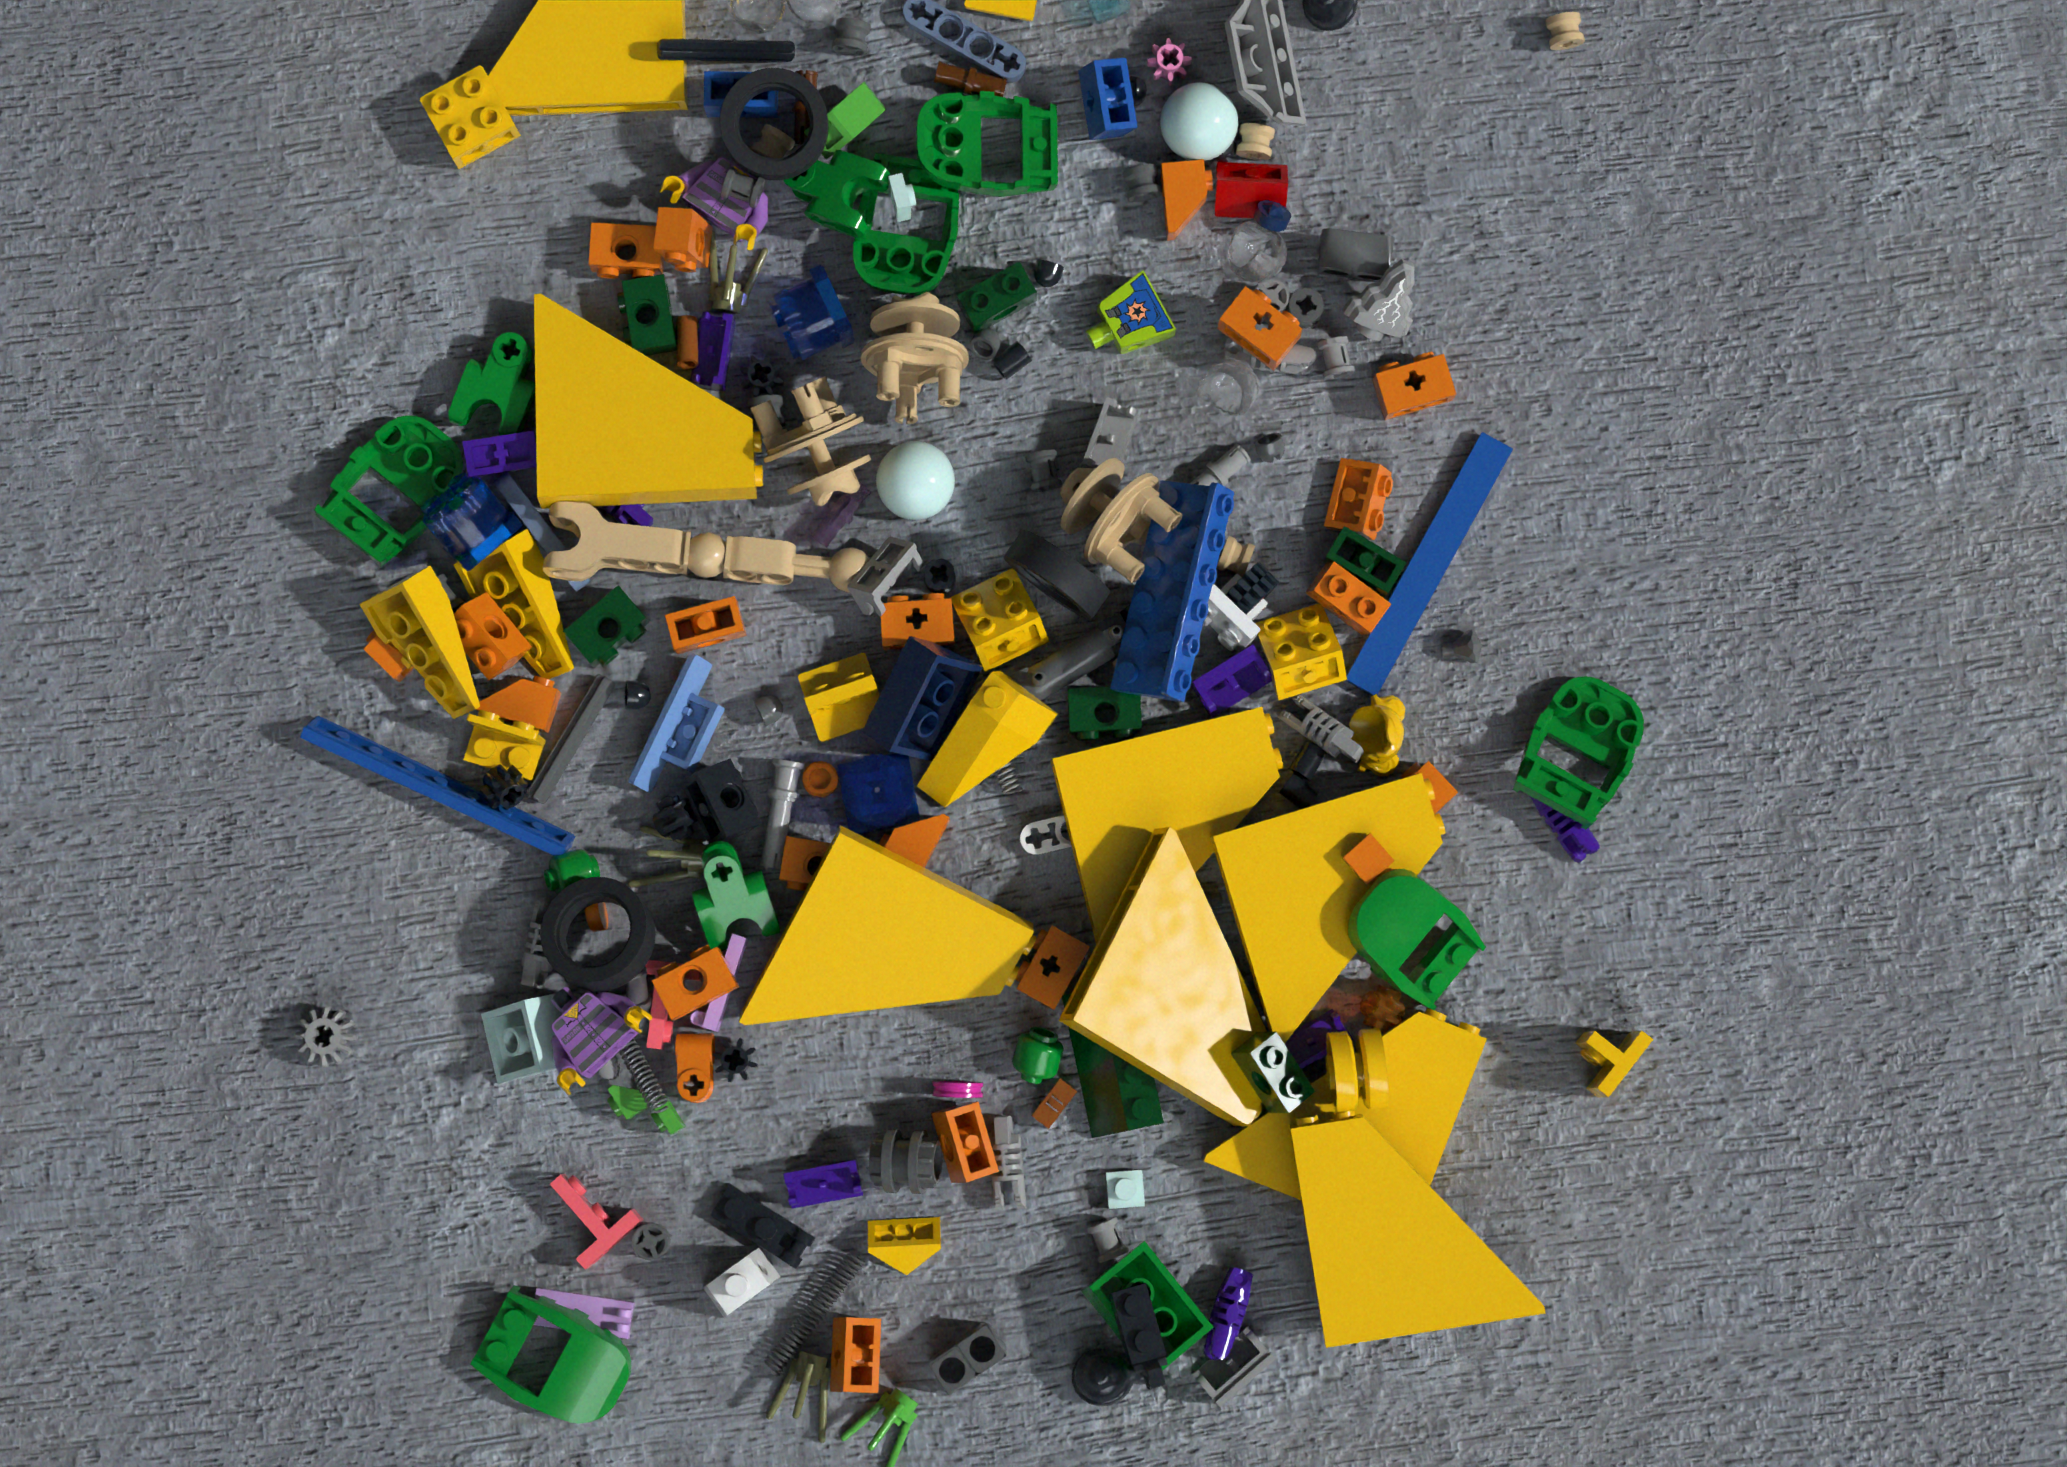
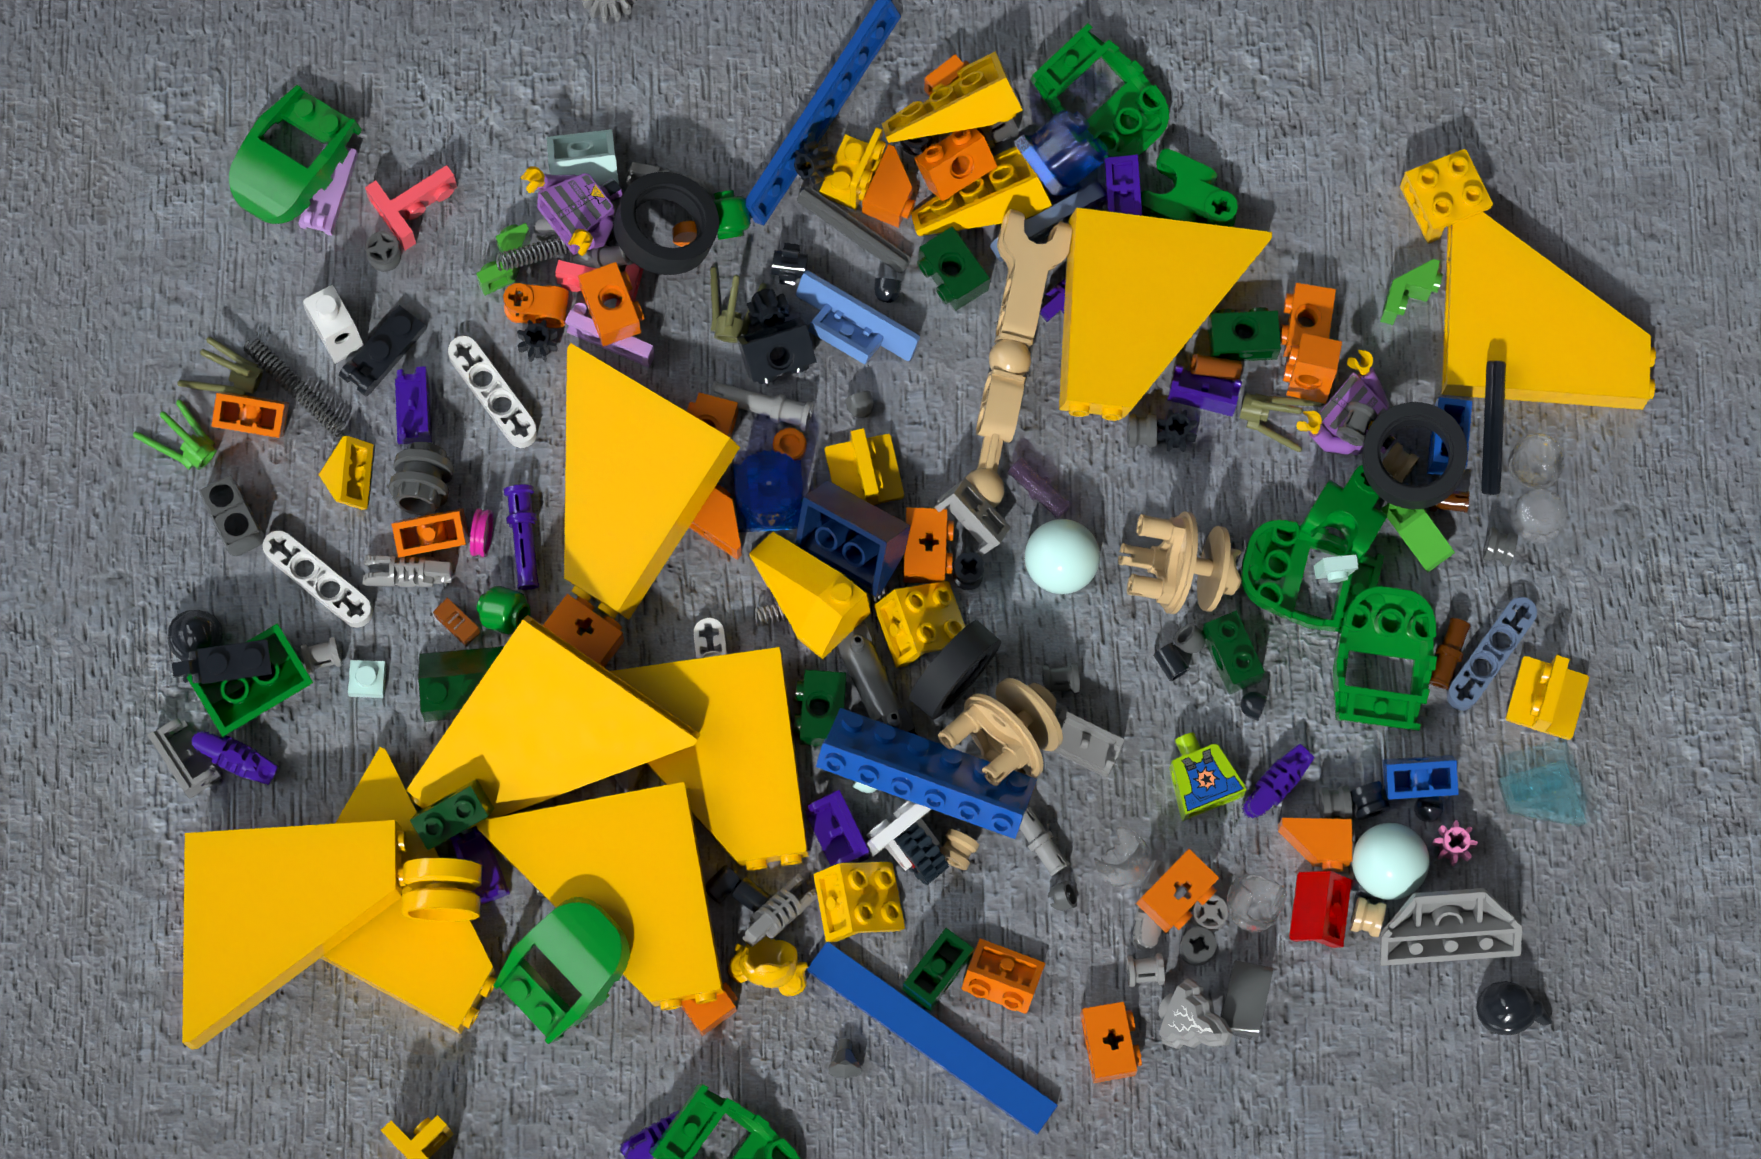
camera: 95 degrees right, 10 degrees down
(571, 137) = (1413, 284): none -> bright green slope
(620, 801) = (789, 264): none -> black gear
(705, 625) = (944, 353): orange brick -> none
(731, 896) = (688, 349): green piece -> none
(793, 1098) = (491, 392): none -> white beam
(811, 316) = (1229, 477): clear blue piece -> none
(821, 421) = (1115, 460): tan piece -> none
(937, 1049) = (521, 521): none -> dark purple pin
(1026, 1259) = (315, 581): none -> white beam
(1126, 242) = (1278, 781): none -> dark purple hinge
(1135, 149) = (1369, 800): none -> black wheel
(1272, 215) = (1291, 921): dark blue tile -> none
(1348, 598) = (904, 950): orange brick -> none
(1368, 859) = (643, 925): orange tile -> none
(1382, 1008) = (501, 935): clear orange gear -> none

